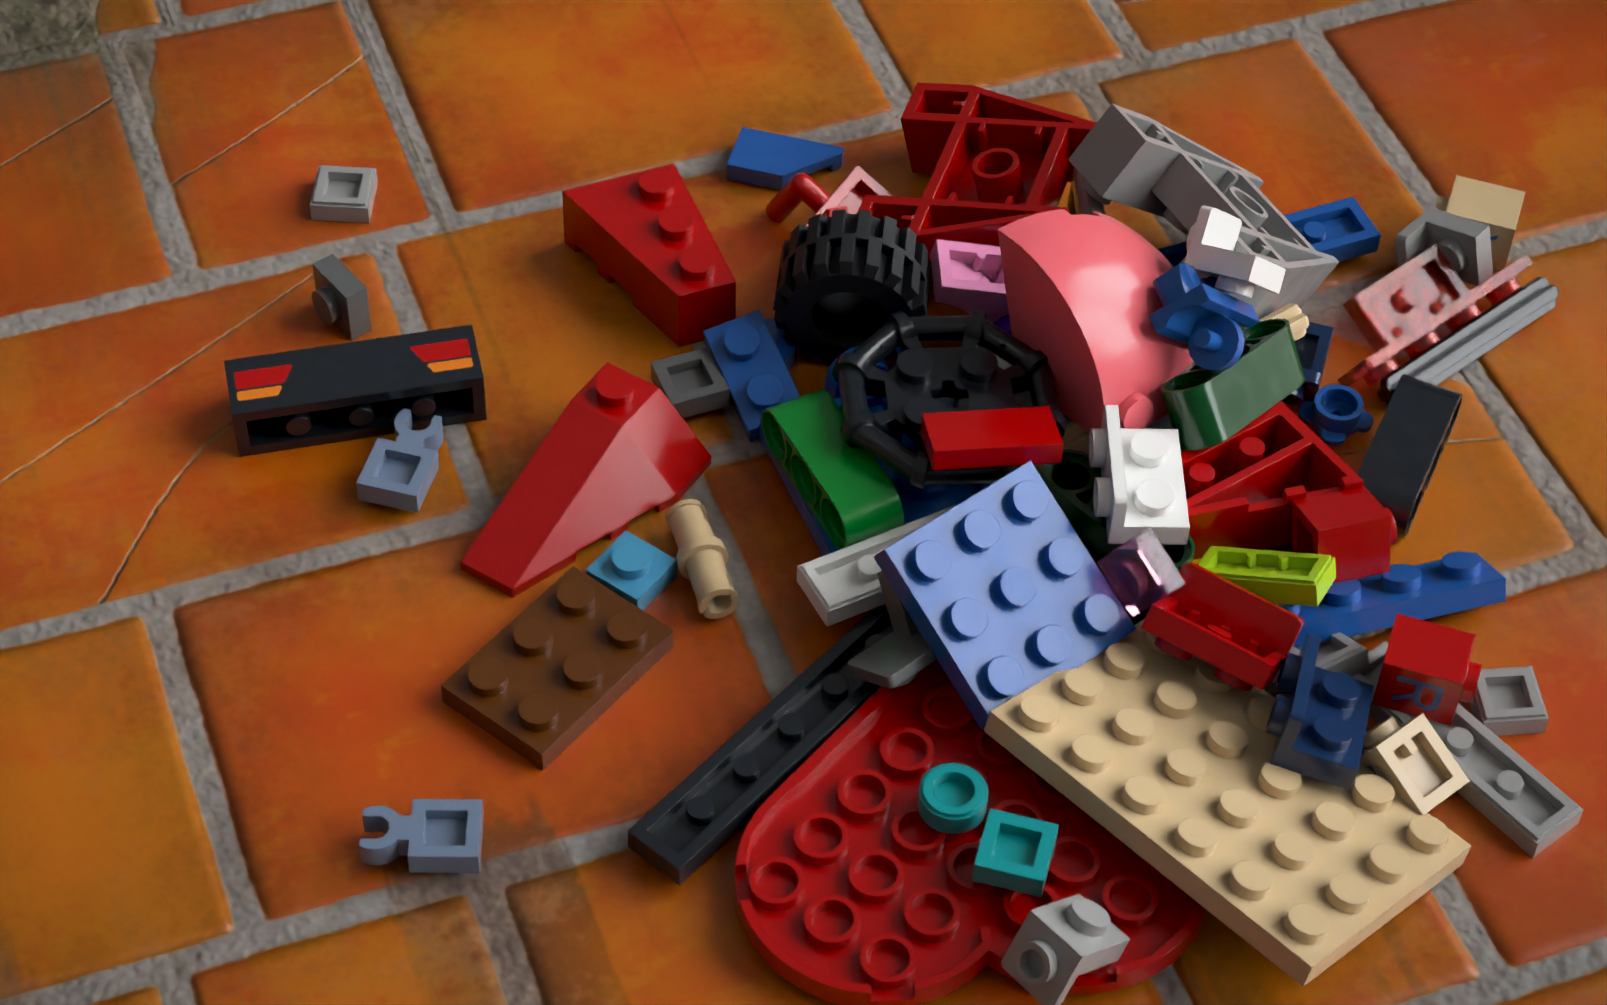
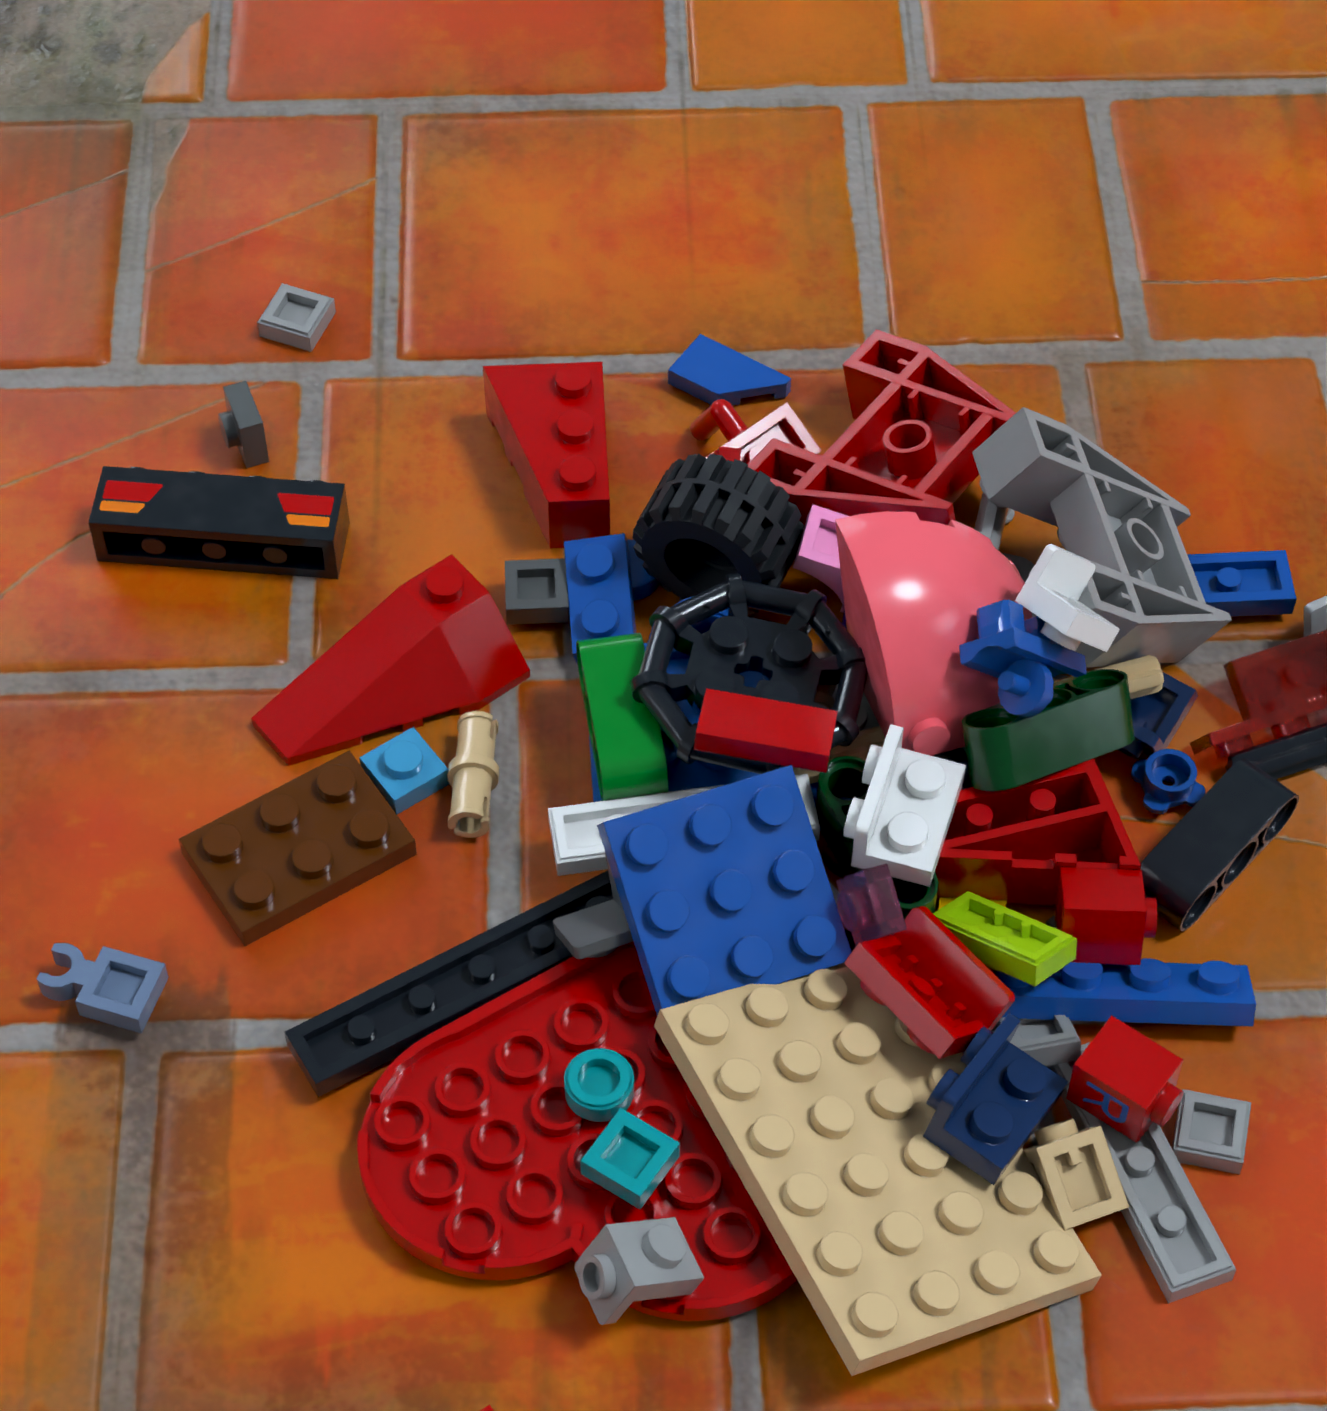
camera: 20 degrees right, 5 degrees up
(403, 469) = (233, 613): sand blue plate -> none

